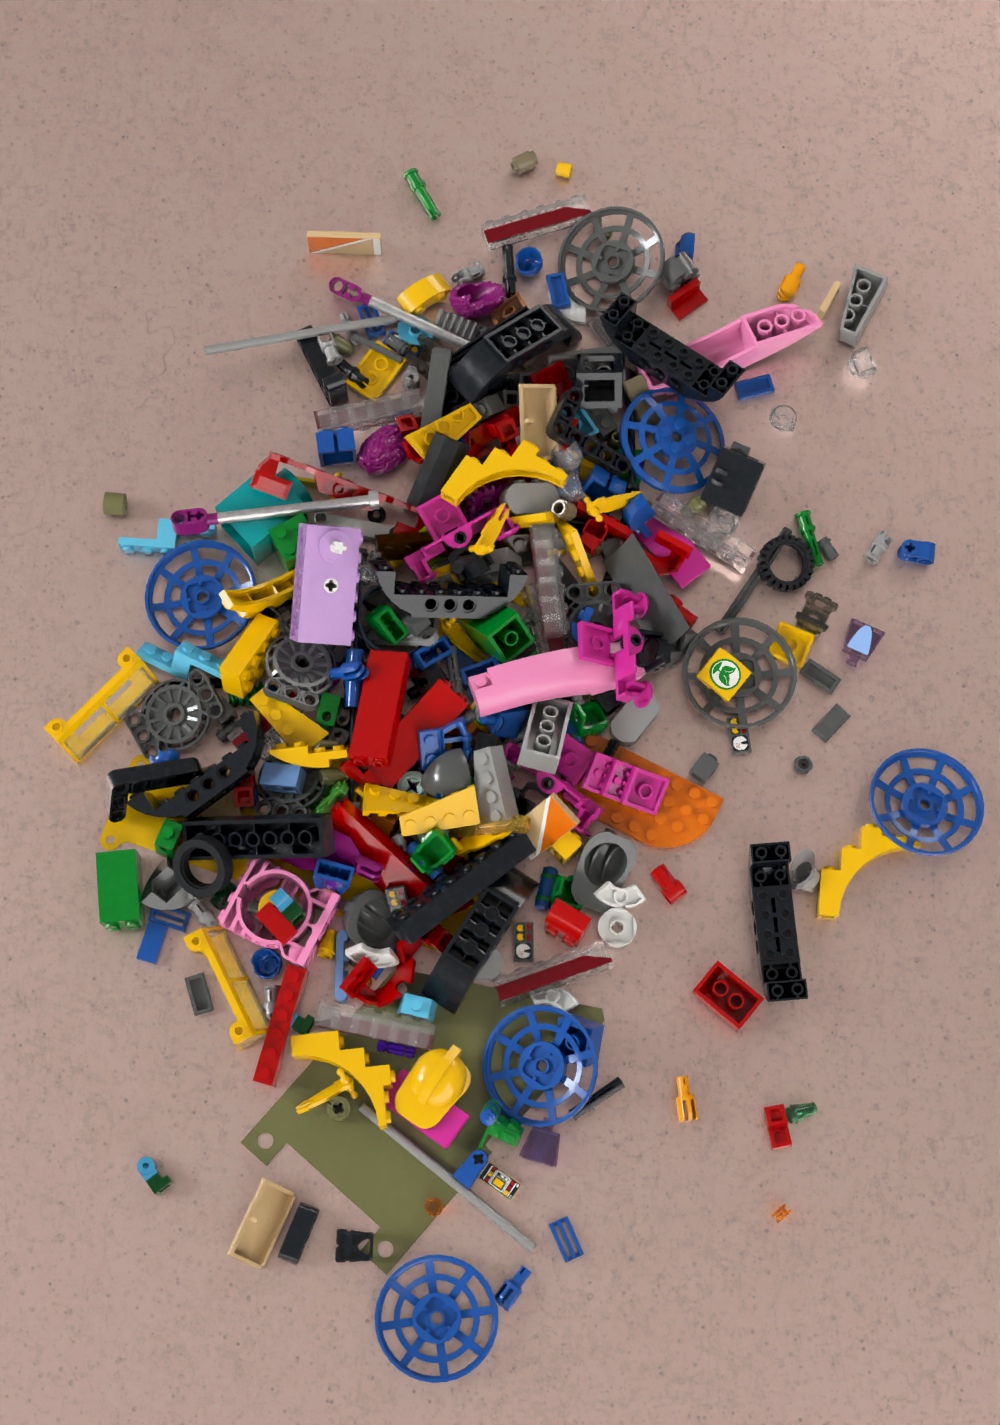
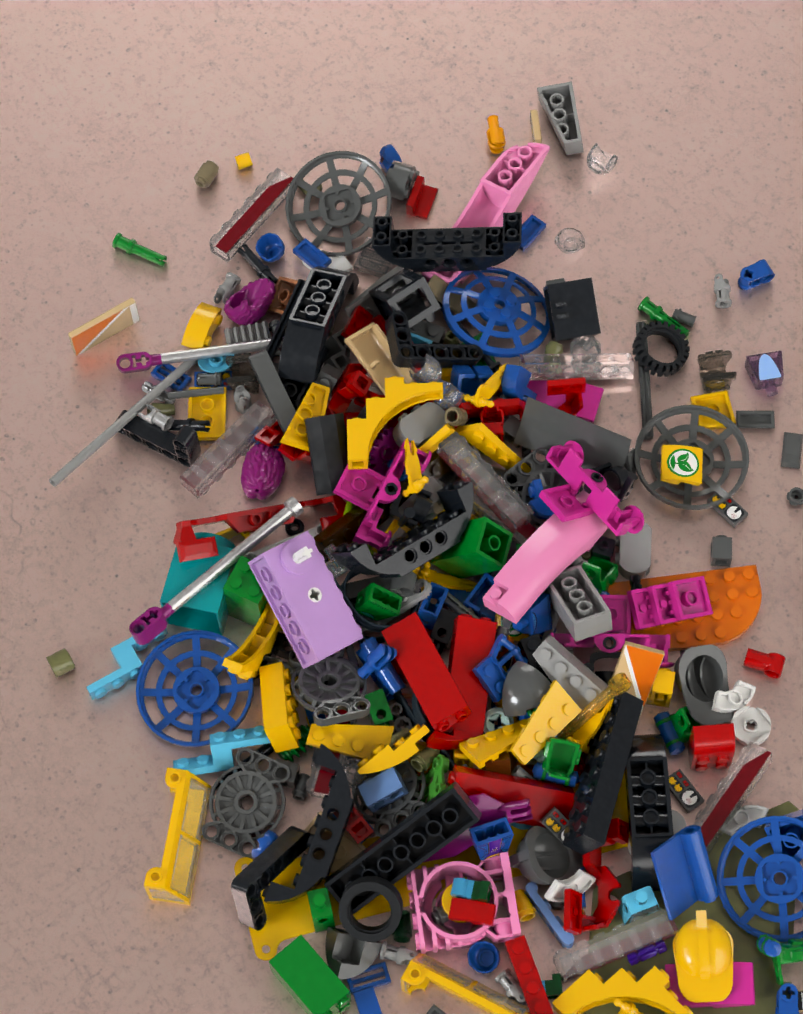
camera: 30 degrees left, 10 degrees down
(336, 446) = (221, 492): blue piece -> none
(466, 1007) = (684, 871): none -> blue door

